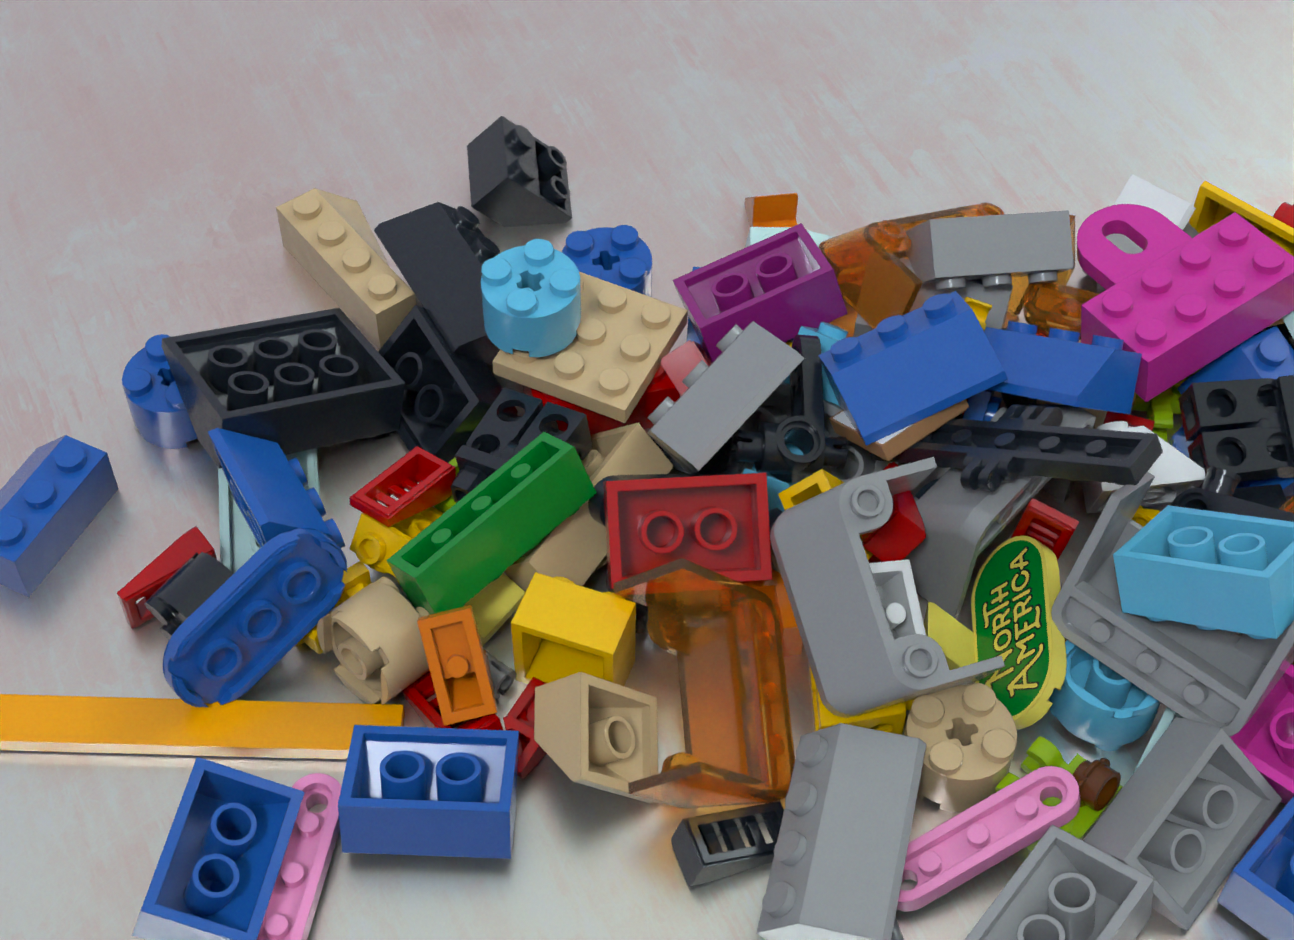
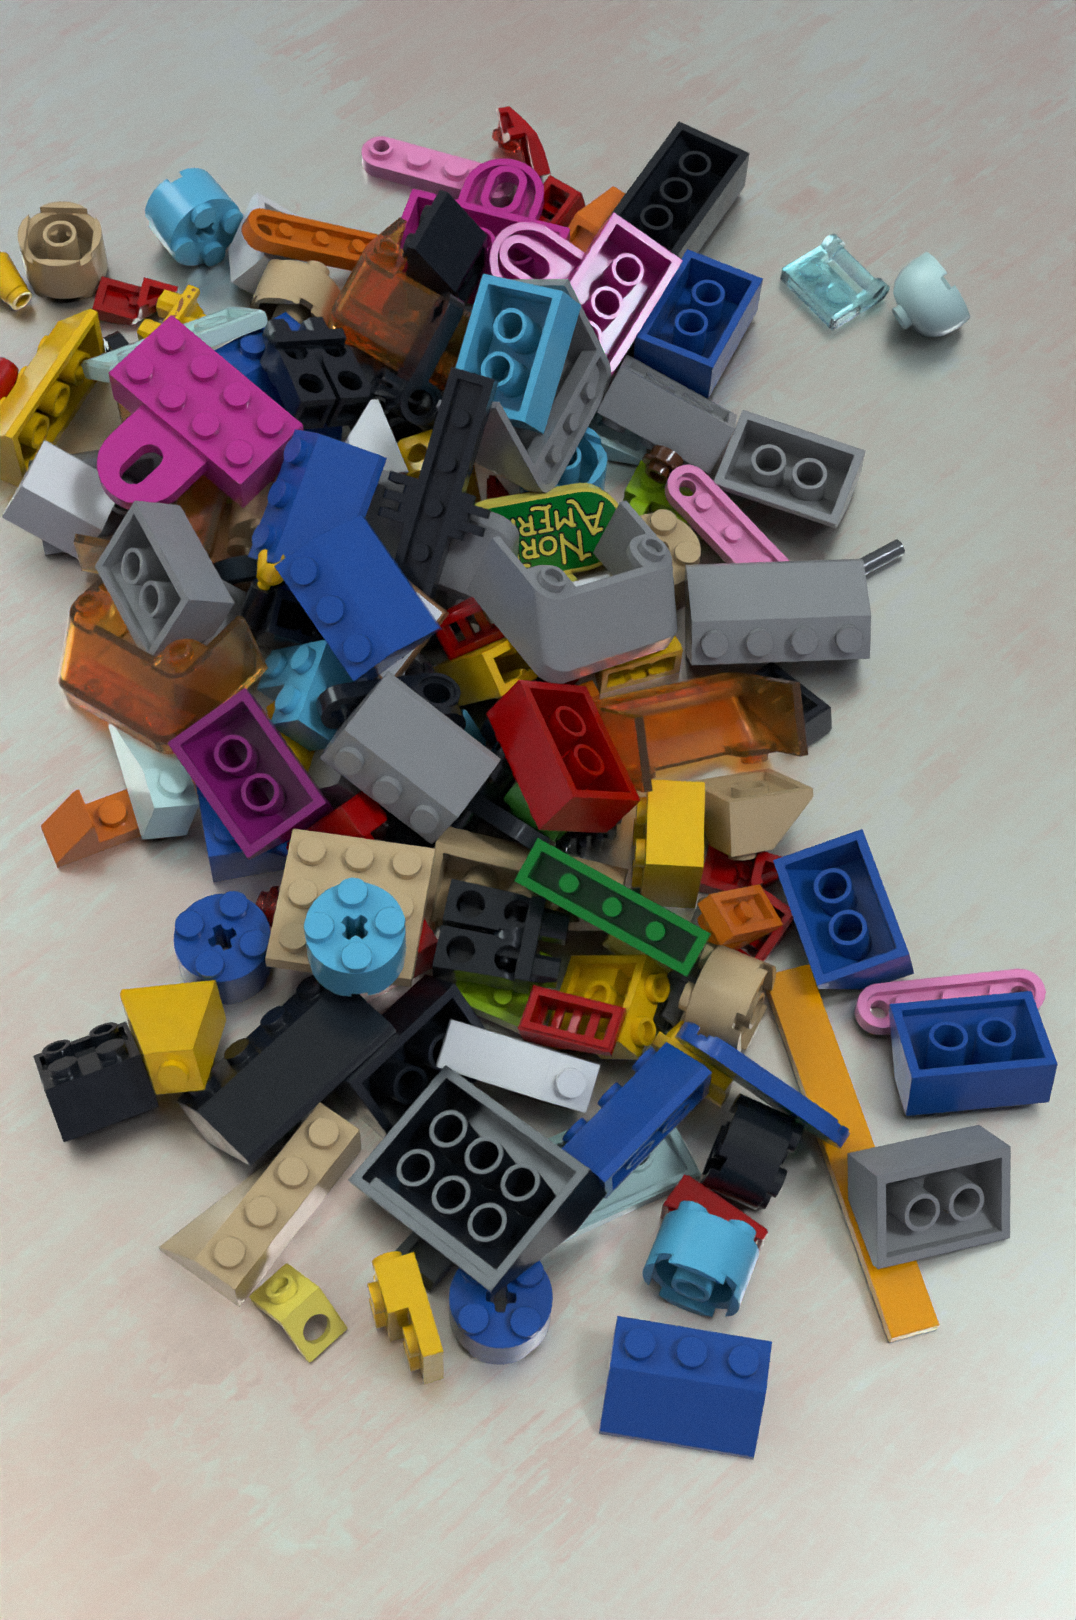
camera: 110 degrees left, 10 degrees up
(88, 763) = (931, 1194): none -> light grey slope
(120, 535) = (702, 1260): none -> medium azure brick
(199, 304) = (403, 1307): none -> yellow plate
(252, 257) = (291, 1302): none -> light yellow bracket
(379, 445) = (518, 1065): none -> white slope
(518, 204) = (176, 1032): none -> yellow slope

